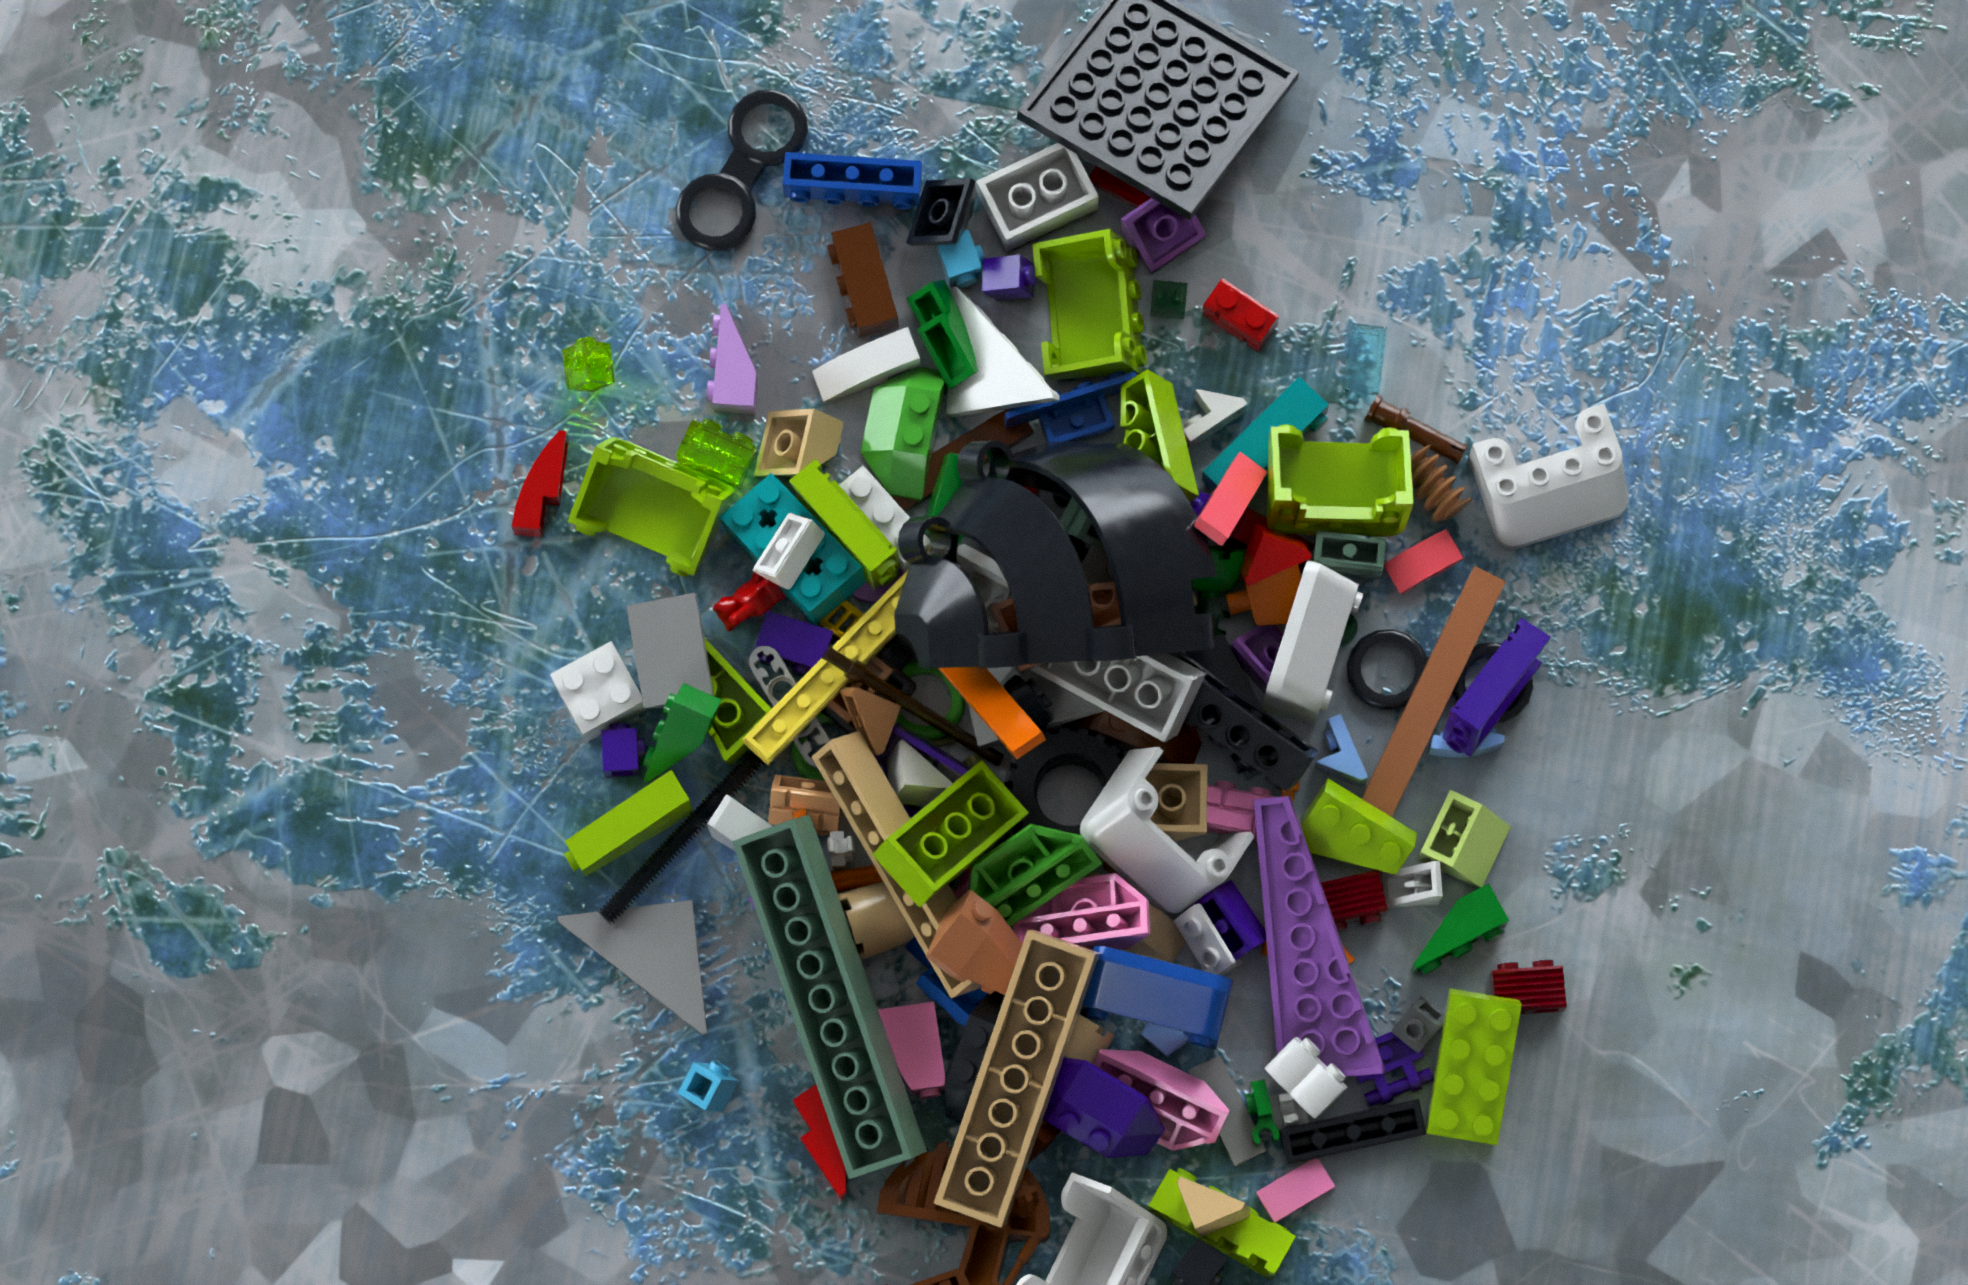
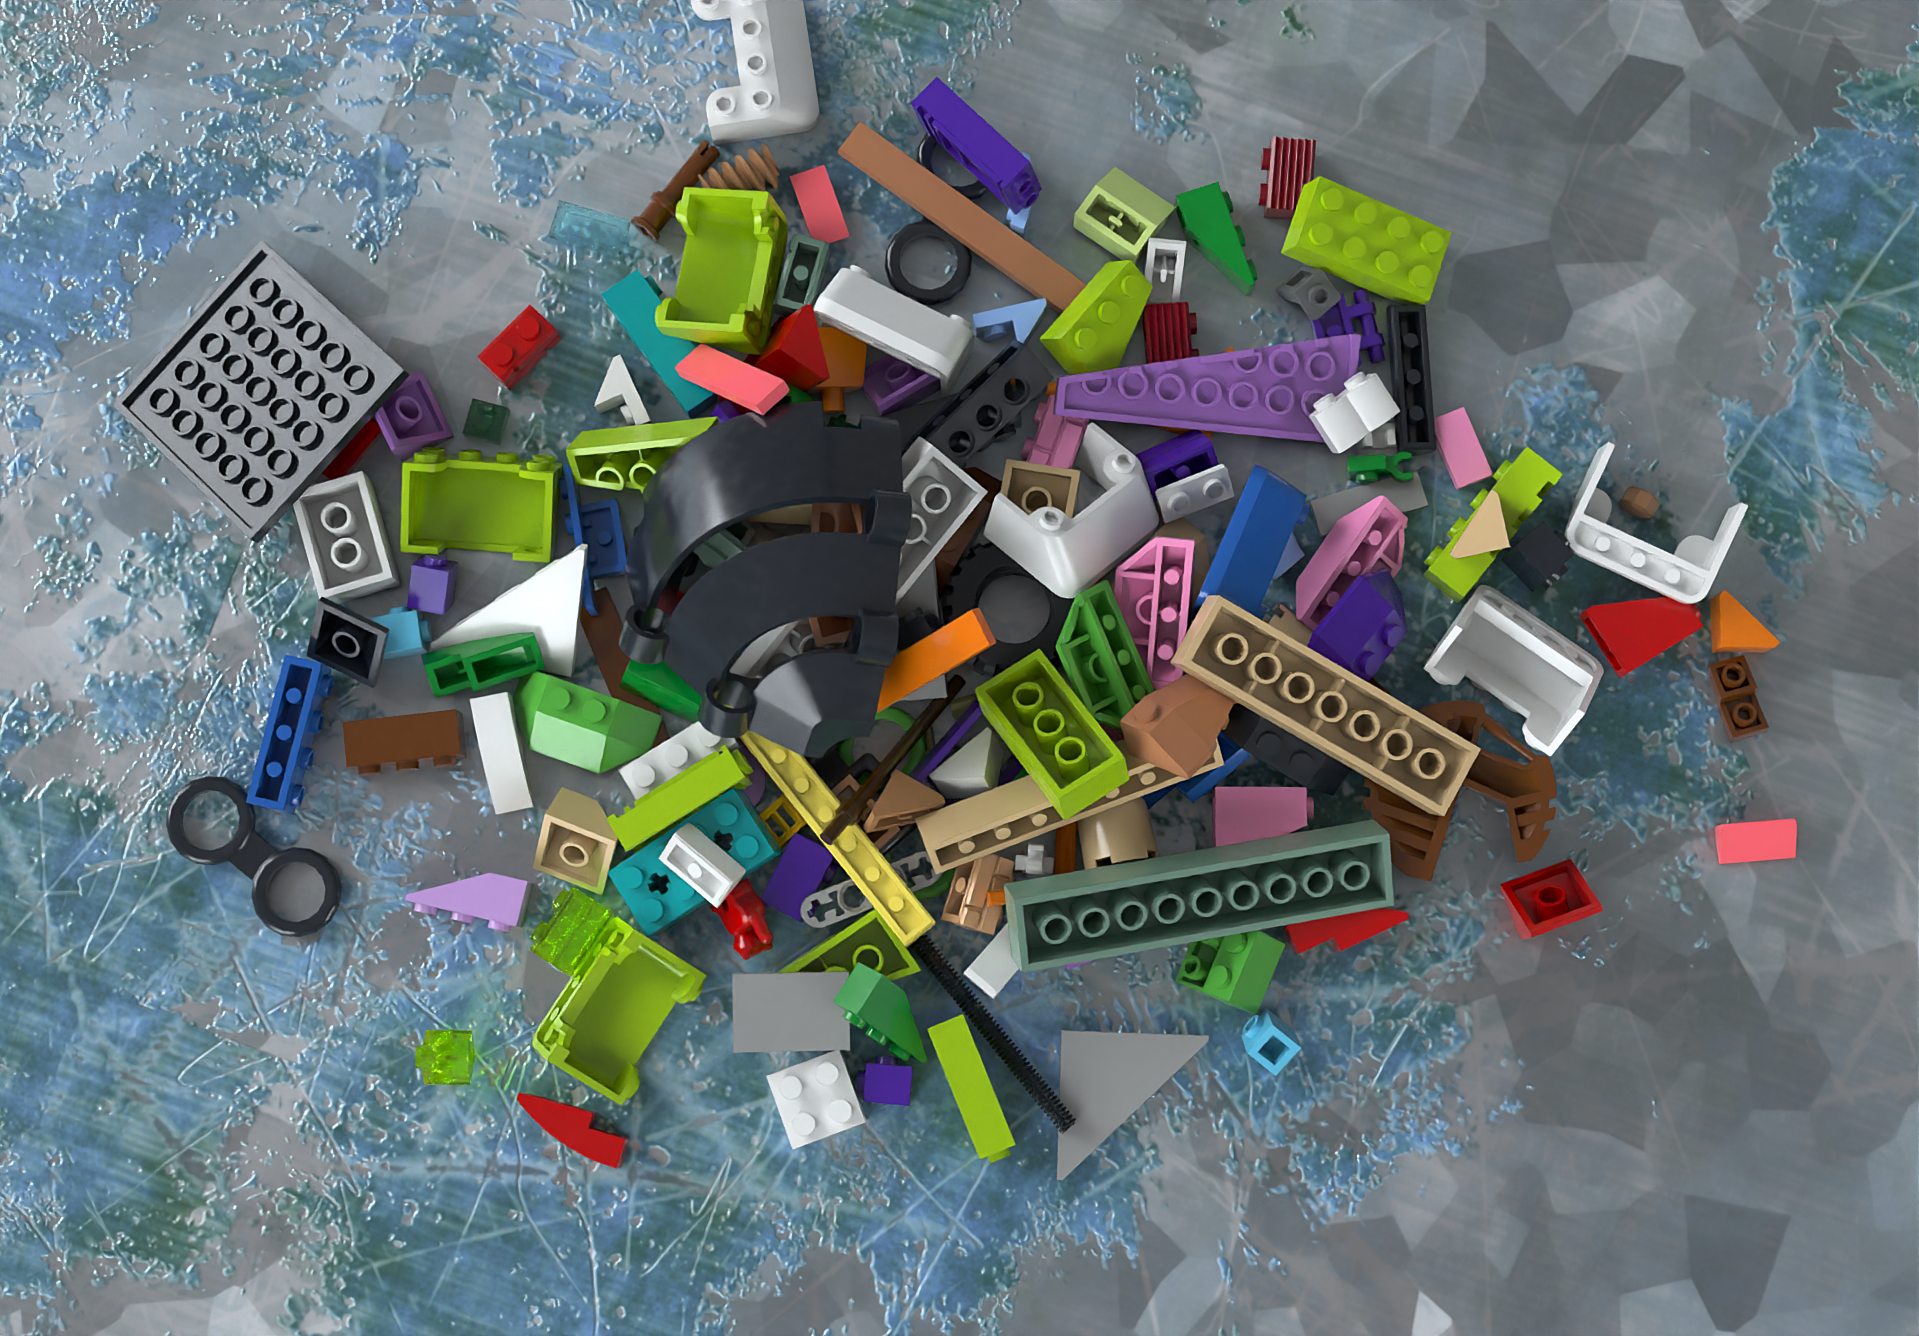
camera: 80 degrees left, 5 degrees up
(770, 1045) = (1232, 968): none -> bright green slope

